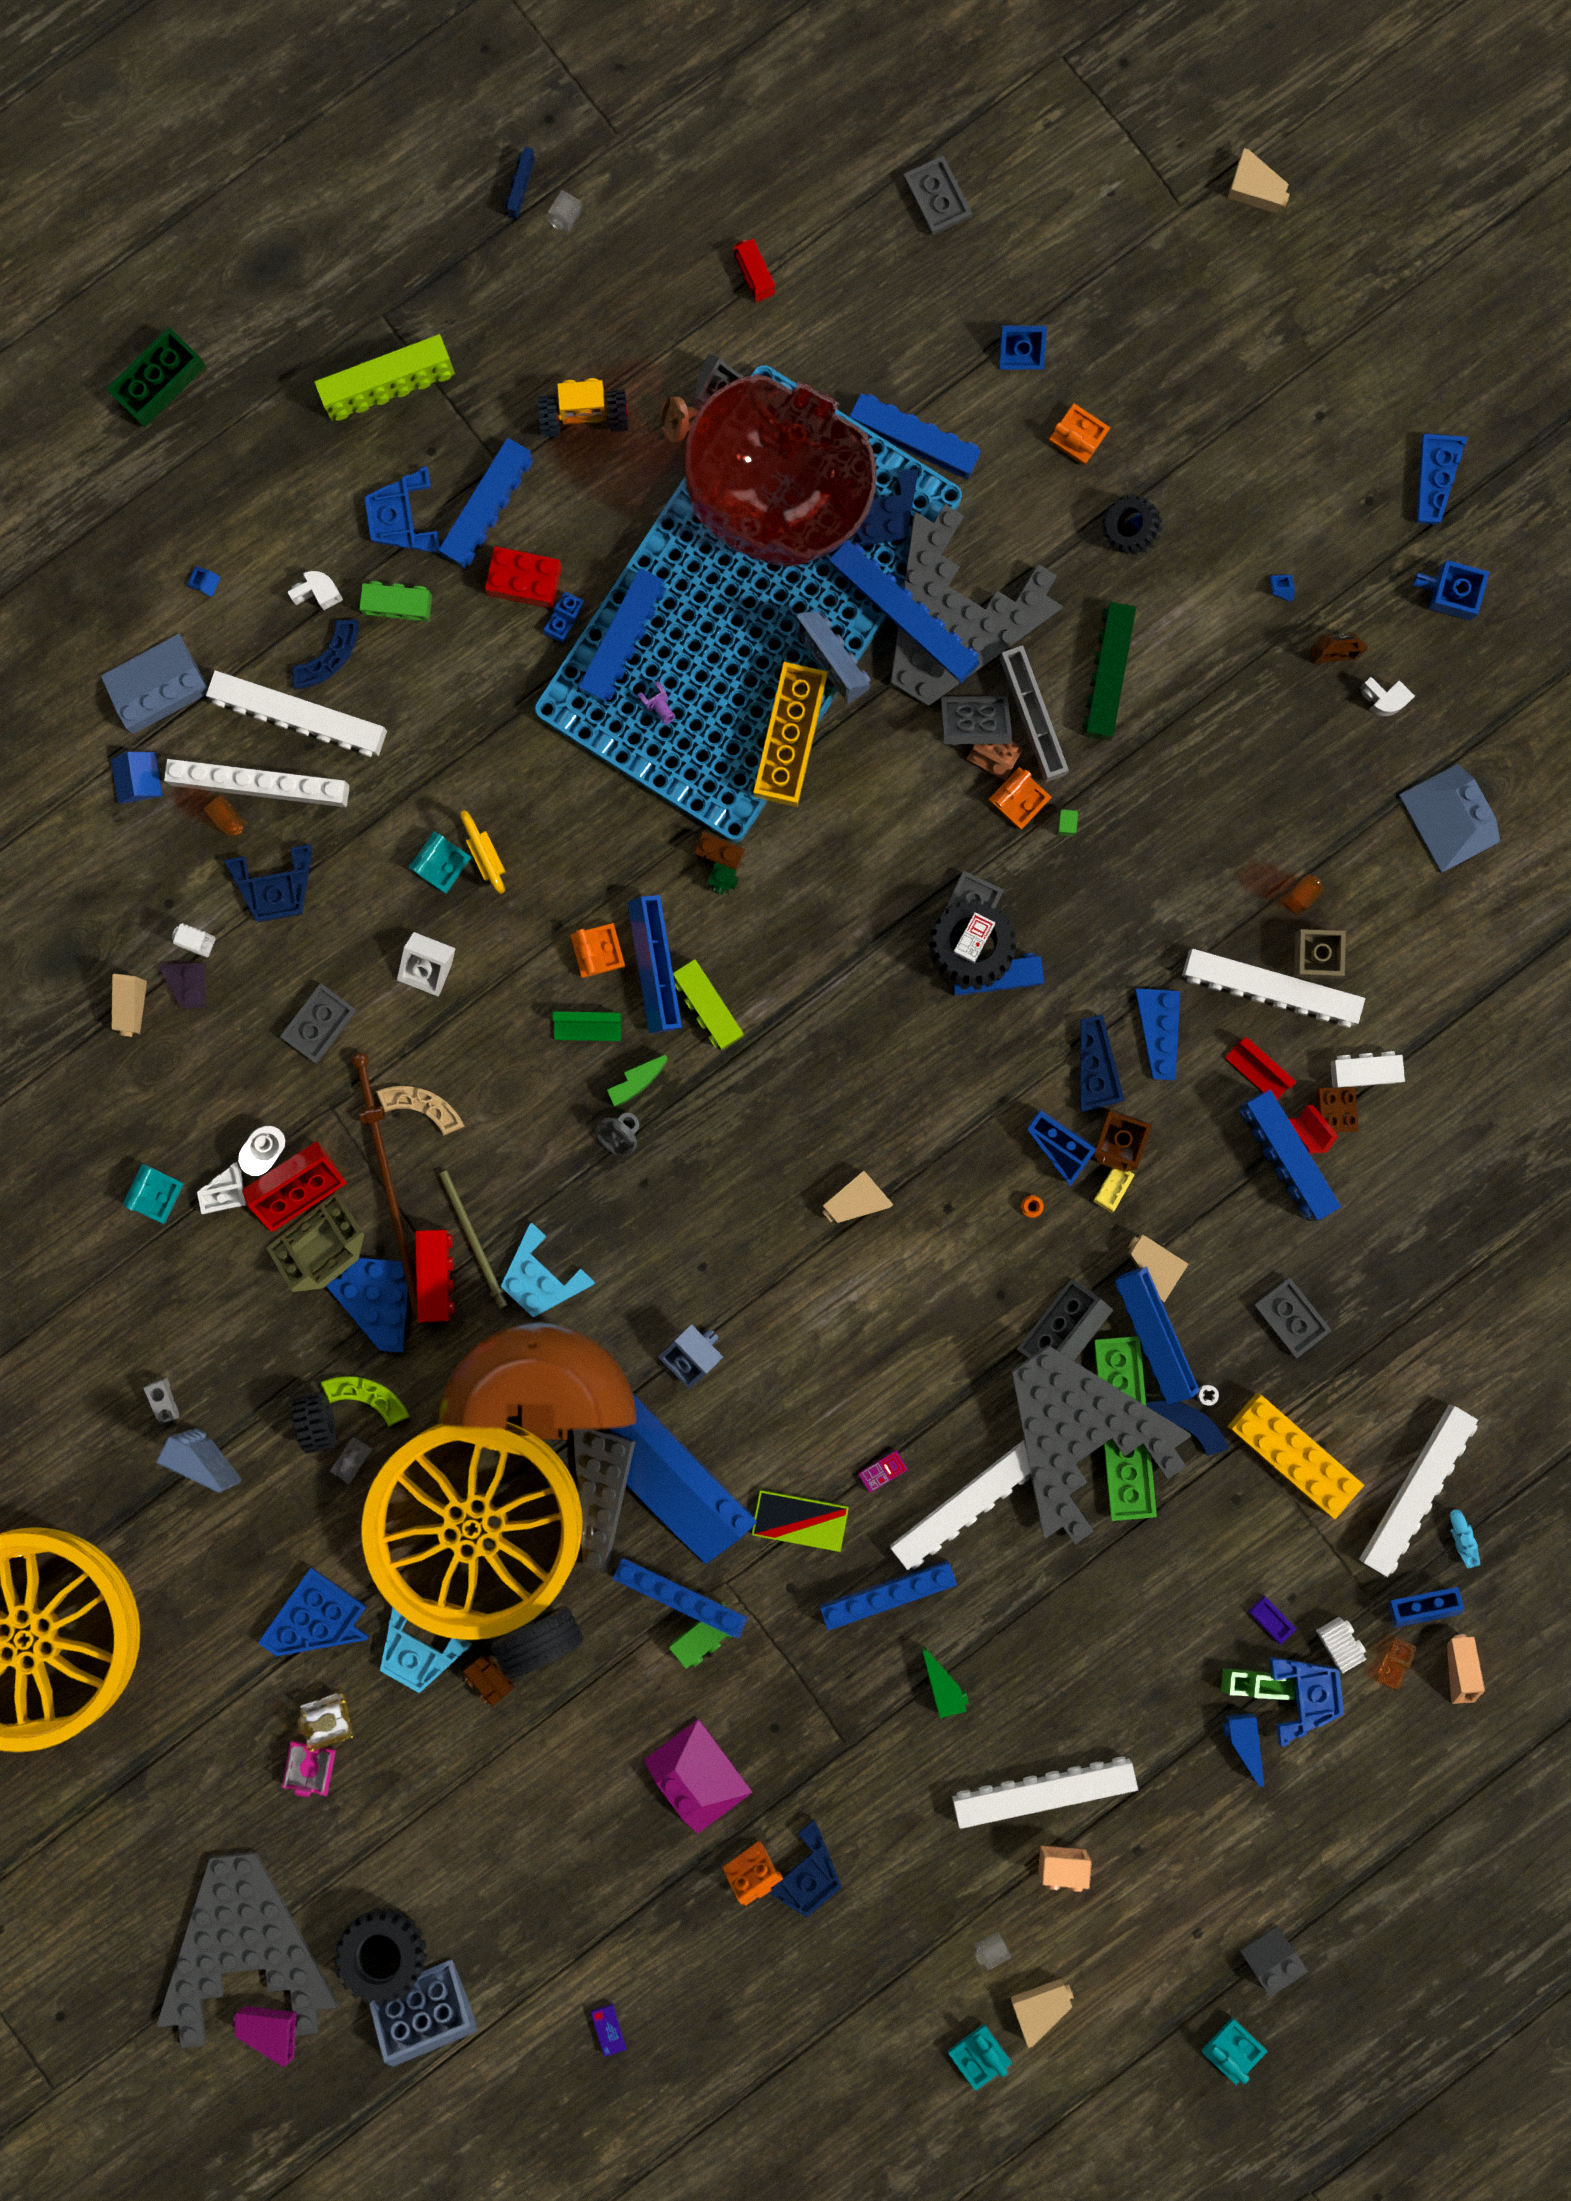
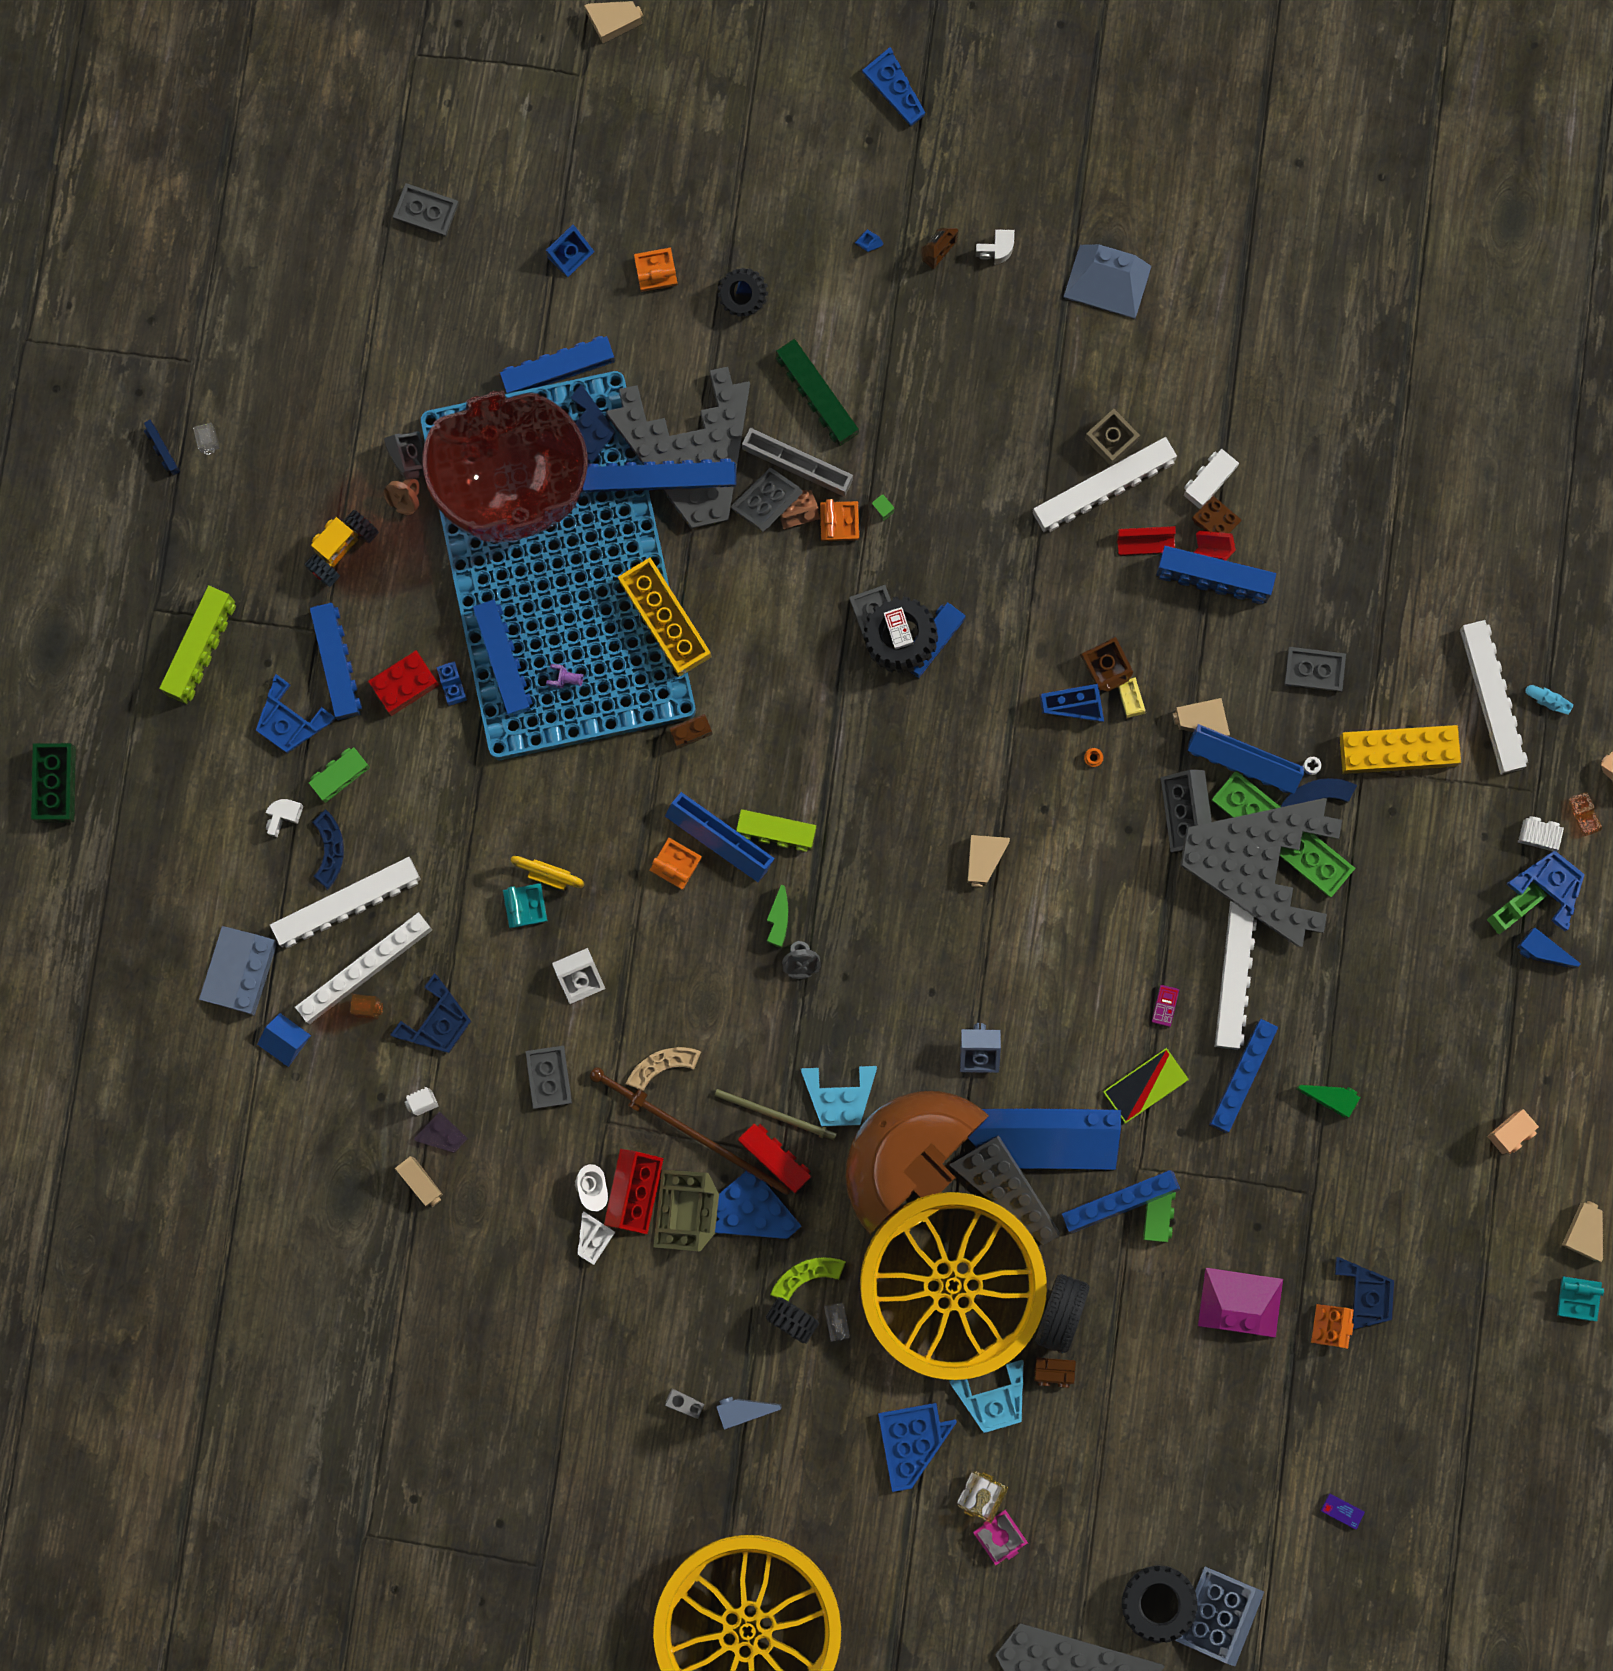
camera: 40 degrees left, 5 degrees down
(153, 1193) = (550, 1282): teal plate -> none
(203, 581) = (205, 879): blue slope -> none
(587, 1026) = (715, 916): green panel -> none
(722, 879) = (709, 745): dark green brick -> none
(754, 269) = (358, 361): red window -> none
(832, 656) = (642, 546): sand blue slope -> none
(992, 1951) = (1522, 1227): clear brick -> none
(1045, 1792) = (1456, 1101): white brick -> none
(1098, 1070) = (1048, 635): dark blue wing -> none
(1160, 1030) = (1060, 573): blue wing -> none
(1272, 1619) = (1486, 861): dark purple tile -> none
(1303, 893) = (1066, 411): clear orange brick -> none
(1426, 1607) = (1567, 761): blue brick -> none
(1446, 598) = (974, 154): blue brick -> none

